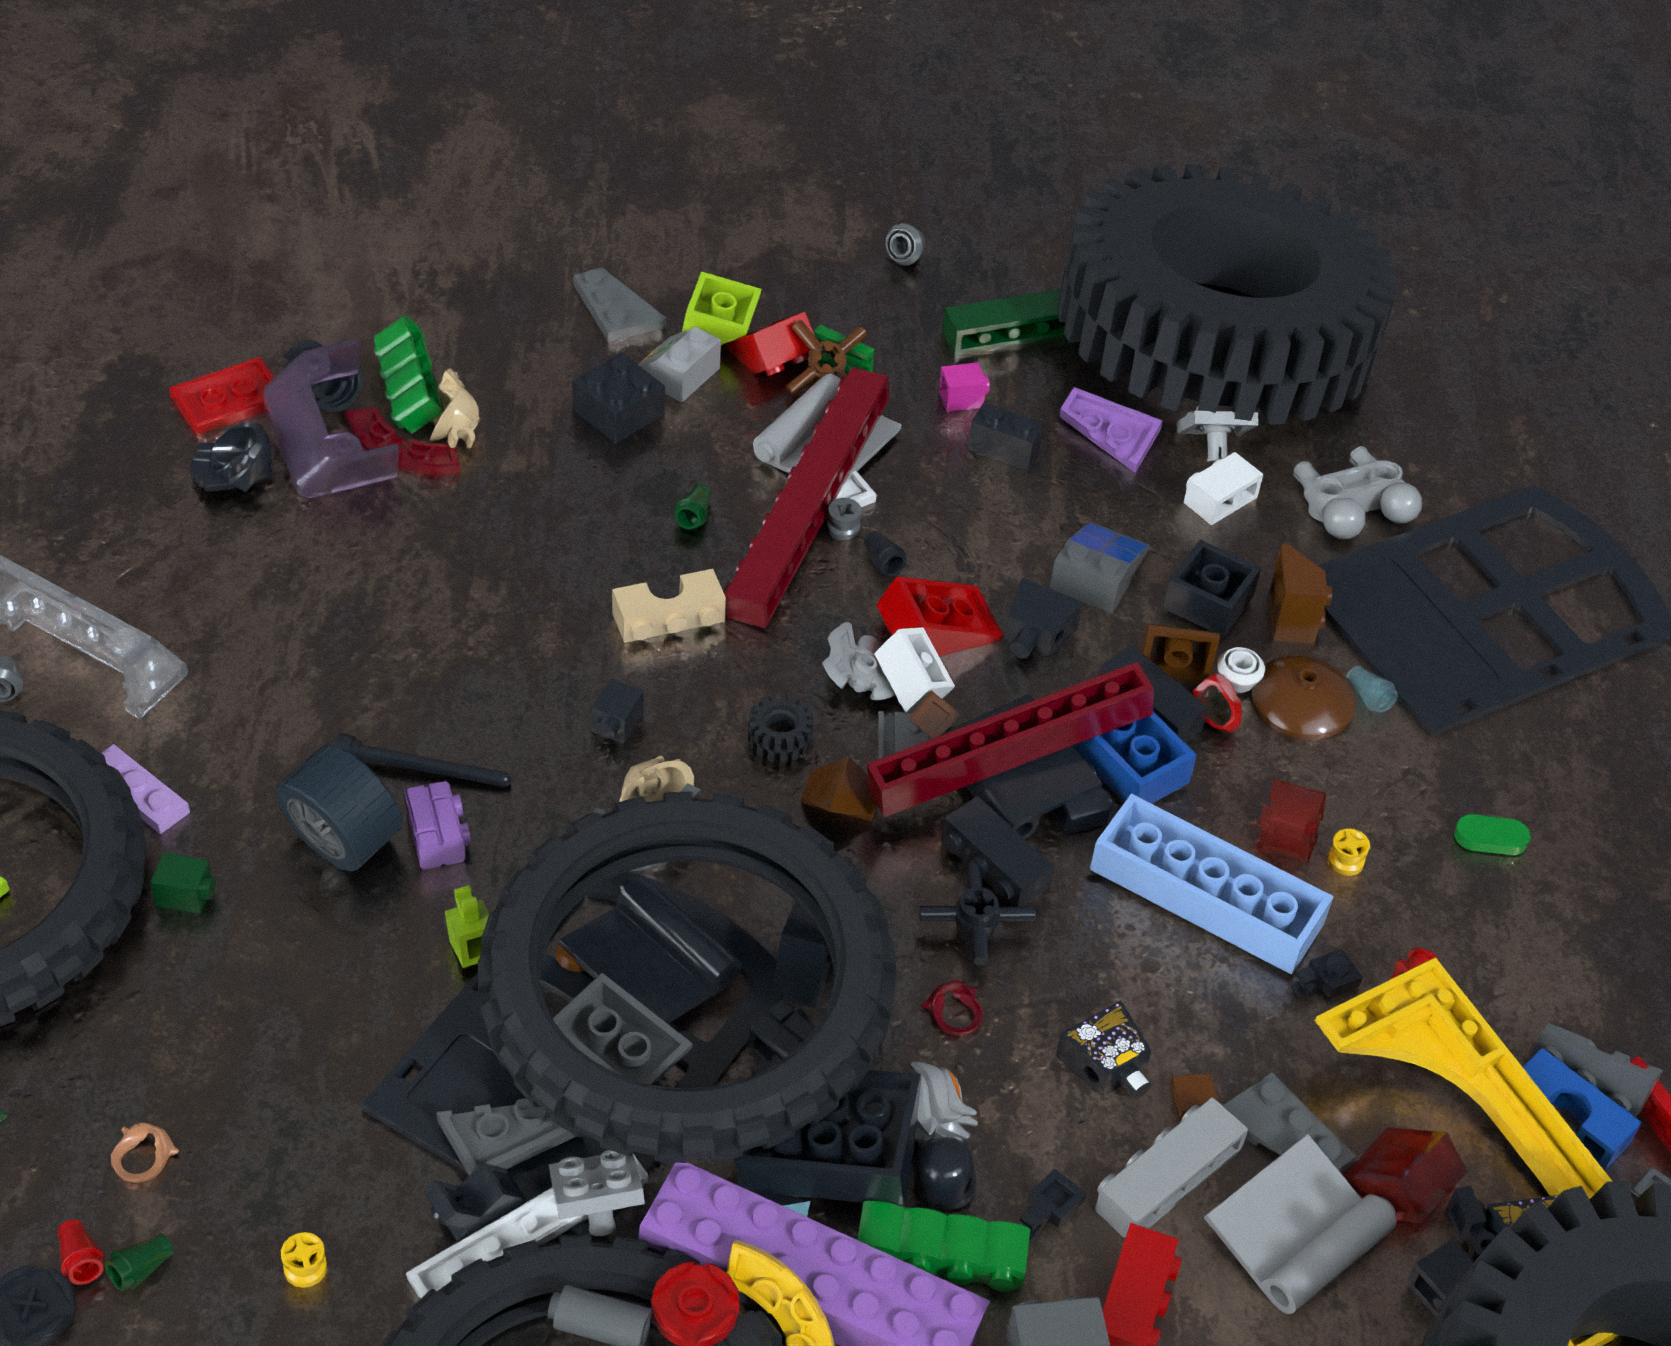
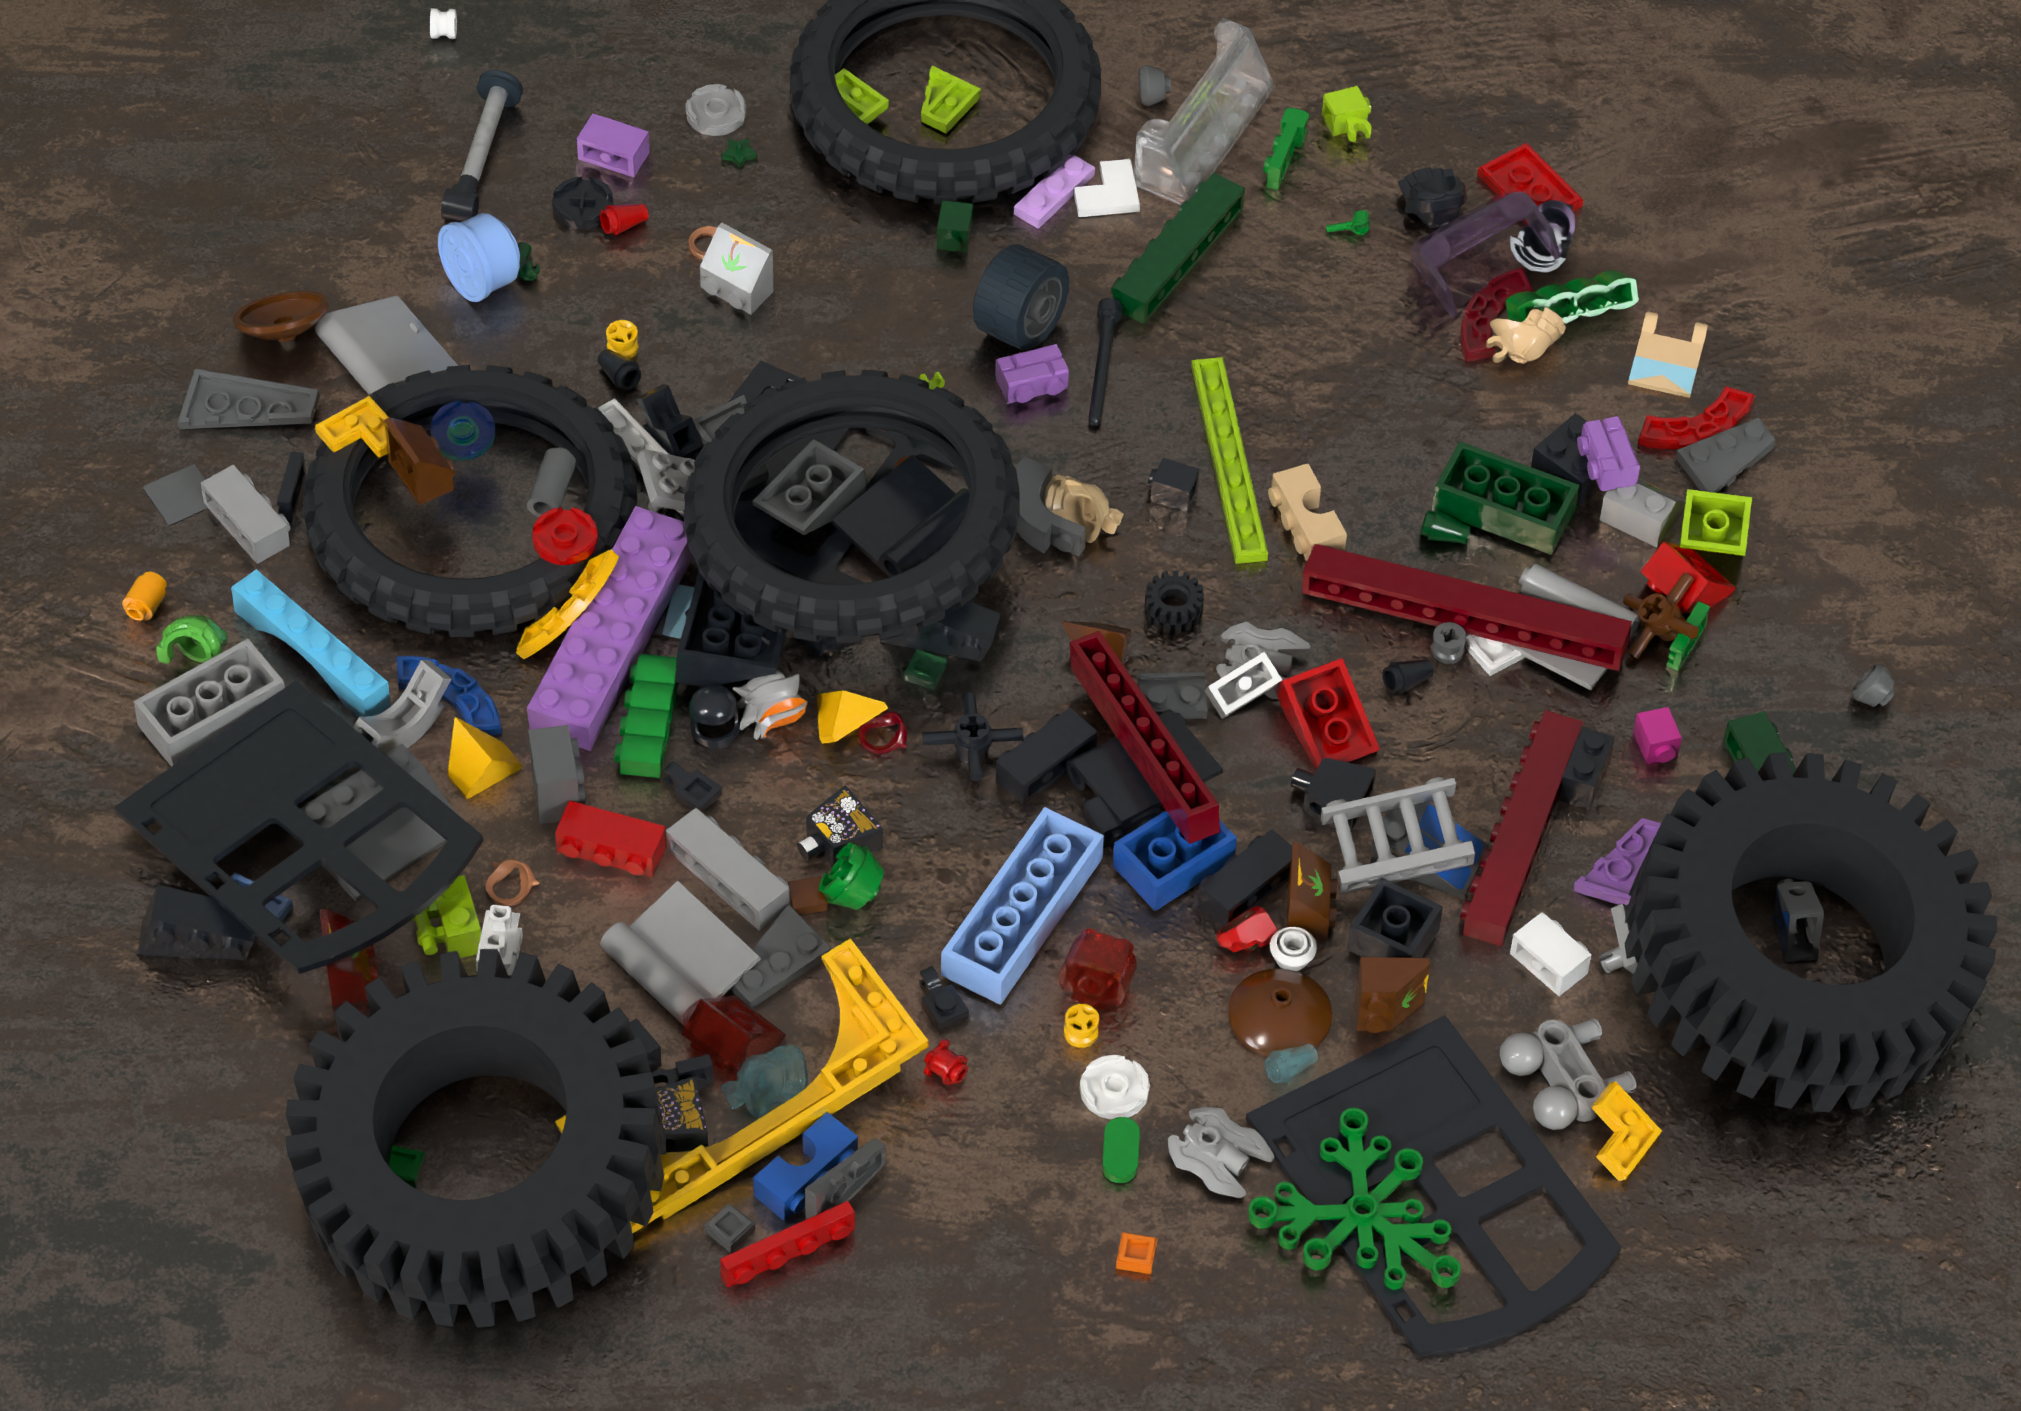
camera: 90 degrees right, 5 degrees up
(89, 518) = (1347, 112): none -> lime brick
(128, 572) = (1292, 135): none -> green plate
(134, 1263) = (615, 249): dark green cone -> none
(154, 729) = (1113, 197): none -> white tile
(219, 1110) = (737, 269): none -> slope
(252, 527) = (1359, 225): none -> green hand
(262, 677) = (1178, 247): none -> dark green brick
(354, 1265) = (620, 369): none -> black cone
(482, 327) = (1666, 362): none -> tan flag
(573, 314) = (1680, 432): none -> red tile
(574, 668) = (1229, 460): none -> lime tile
(647, 349) = (1608, 454): none -> medium lavender brick
(667, 450) = (1505, 497): none -> dark green brick
(933, 716) = (1187, 699): reddish brown tile -> none
(941, 1038) = (843, 712): none -> yellow slope
(1075, 489) = (1521, 829): none -> dark red brick
(1145, 544) = (1420, 860): none -> light grey fence
(1188, 1038) = (852, 878): none -> green cone
(1414, 459) = (1631, 1127): none -> yellow tile
(1414, 835) = (1114, 1087): none -> white tile
(1475, 1146) = (768, 1080): none -> clear light blue helmet
(1484, 756) = (1217, 1149): none -> light grey piece
(1538, 649) = (1396, 1236): none -> green plant
(1611, 833) = (1136, 1253): none -> orange tile

